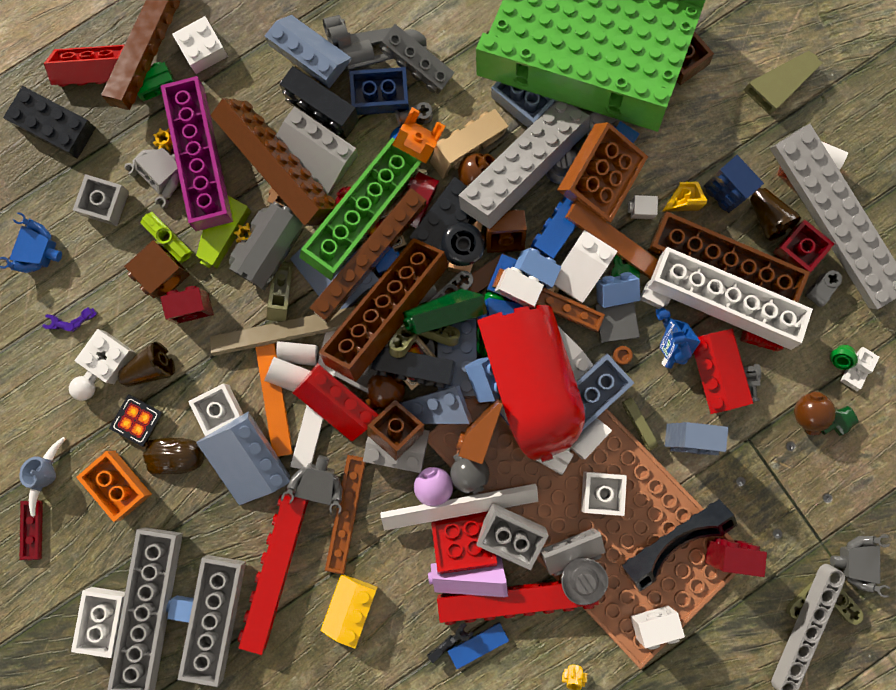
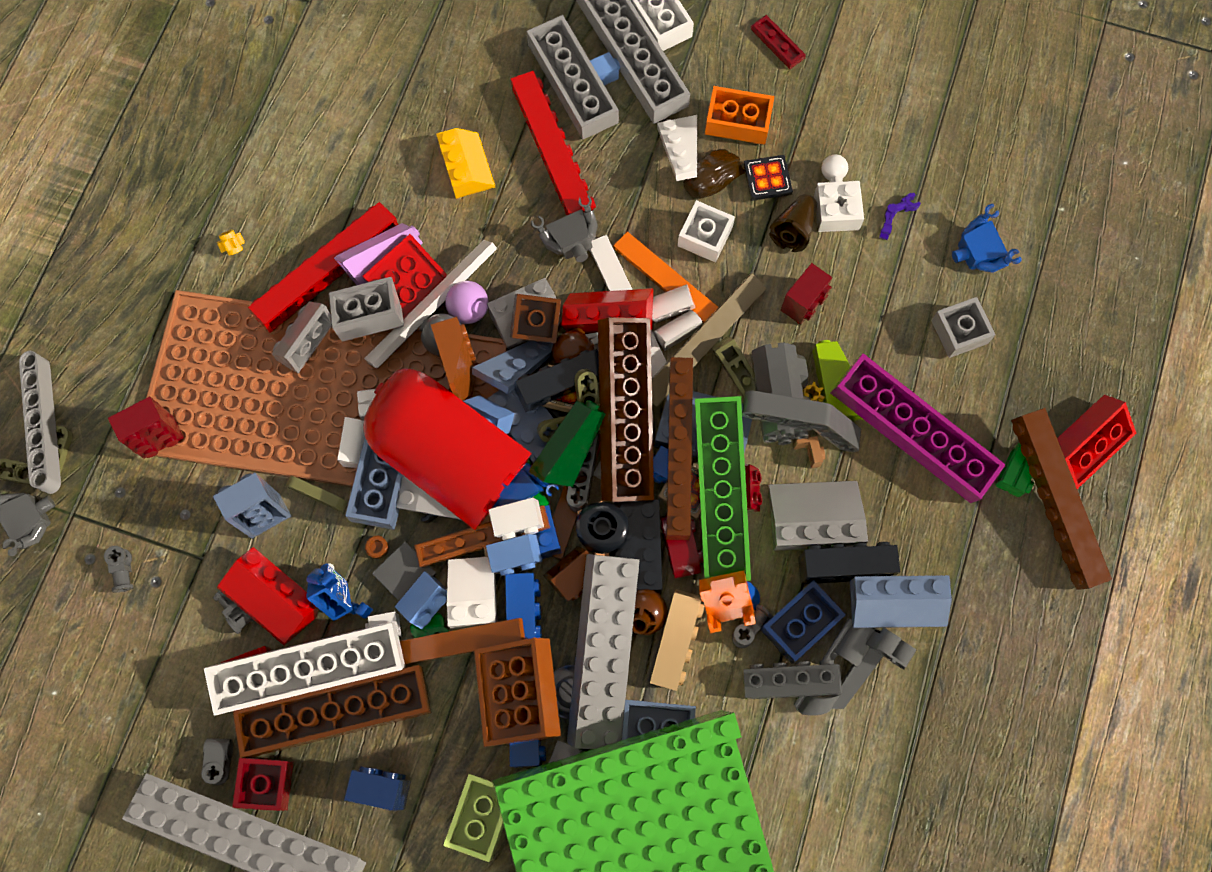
camera: 145 degrees right, 10 degrees down
(38, 473) = (808, 82): sand blue helmet -> none
(49, 122) = (1073, 361): black brick -> none
(156, 270) = (859, 303): reddish brown brick -> none
(158, 170) = (939, 391): light grey torso -> none
(160, 141) = (961, 419): yellow gear -> none
(173, 244) = (892, 341): lime piece -> none
(177, 496) = (680, 144): none -> white wing
(200, 45) = (1009, 537): white brick -> none
(244, 459) = (647, 210): sand blue slope -> none
(271, 213) = (806, 414): none -> dark grey beam
(274, 161) = (839, 472): reddish brown brick -> none
(344, 522) = (521, 222): dark orange tile -> none
(448, 642) = (365, 182): black piece -> none
(478, 645) = (333, 212): blue tile -> none
(584, 581) = (274, 313): flat silver hat -> none
(603, 493) = (307, 403): white brick -> none
(643, 207) = (456, 706): white brick -> none
(657, 627) = (182, 325): white brick -> none
(679, 126) = (476, 820): none -> yellowish green brick
(686, 198) = (419, 751): yellow slope -> none
(712, 521) = (226, 368): black arch -> none
(773, 214) = (318, 798): dark brown cone -> none
(812, 472) = (119, 569): none -> dark grey connector
(814, 413) = (150, 623): reddish brown brick -> none
(843, 422) = (120, 638): dark green piece -> none
(844, 357) = (153, 704): green cone -> none
(857, 375) = (131, 706): white slope -> none

